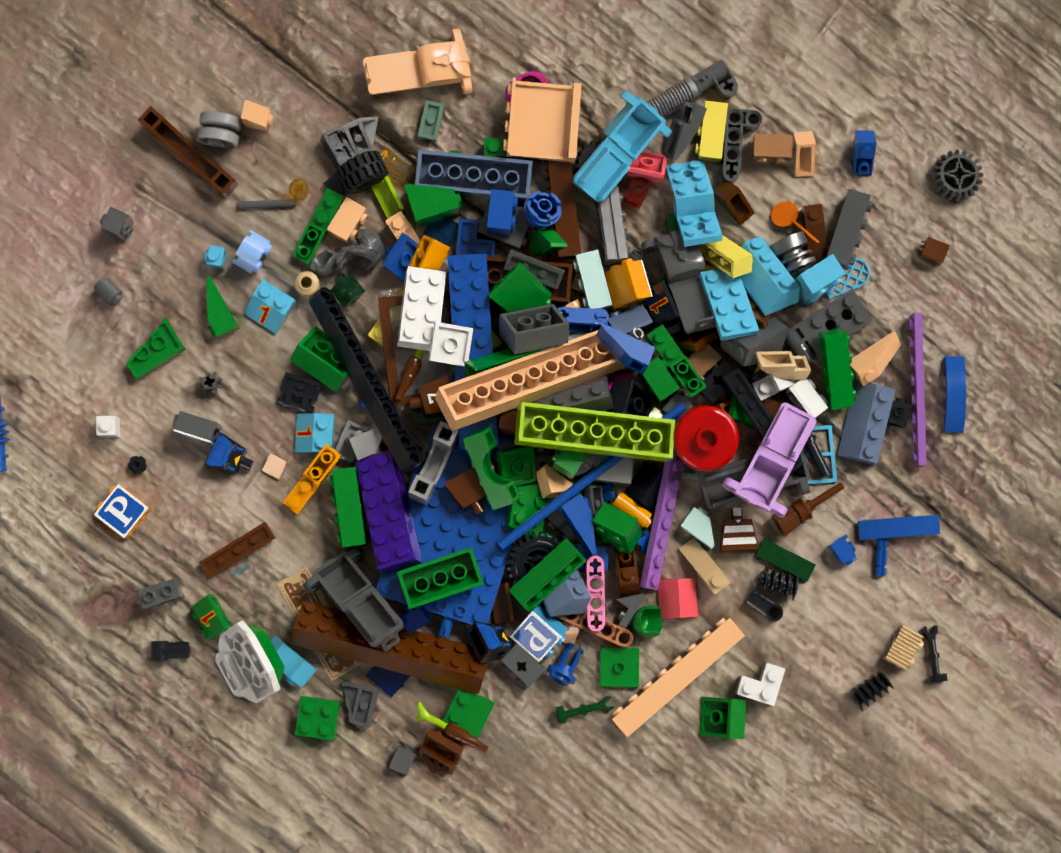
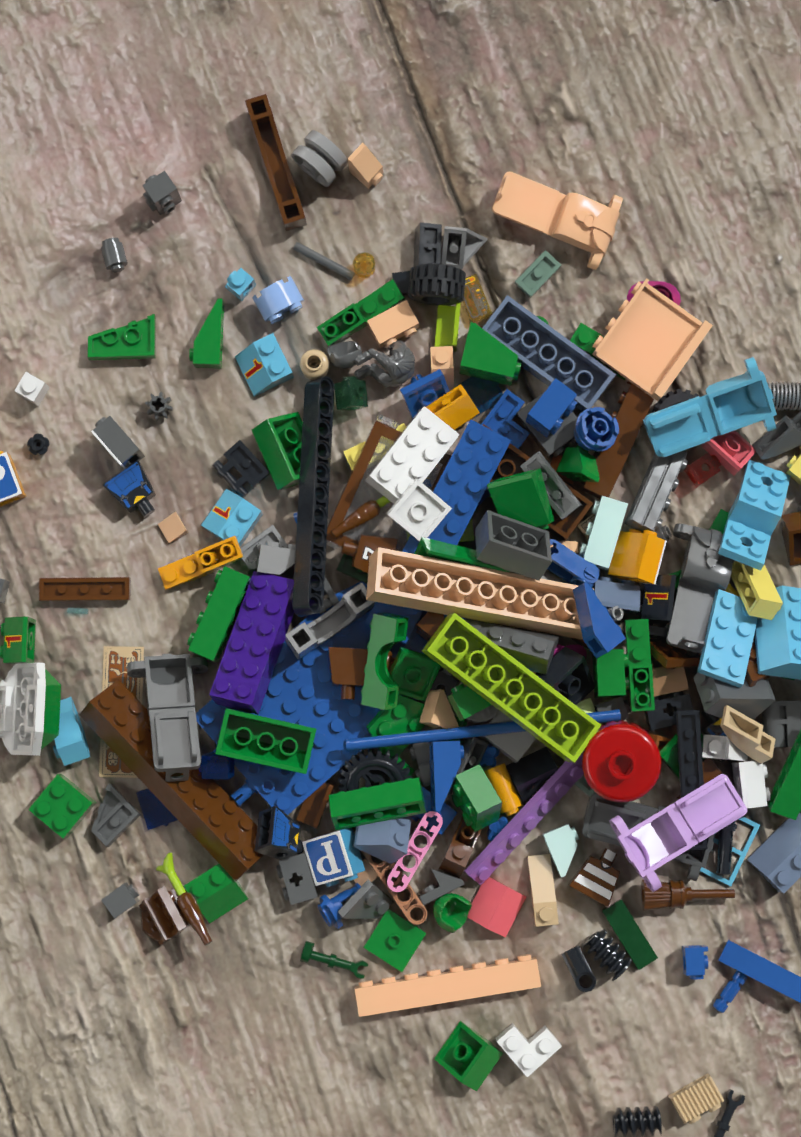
camera: 40 degrees right, 0 degrees up
(583, 652) = (366, 903): none -> dark grey wing

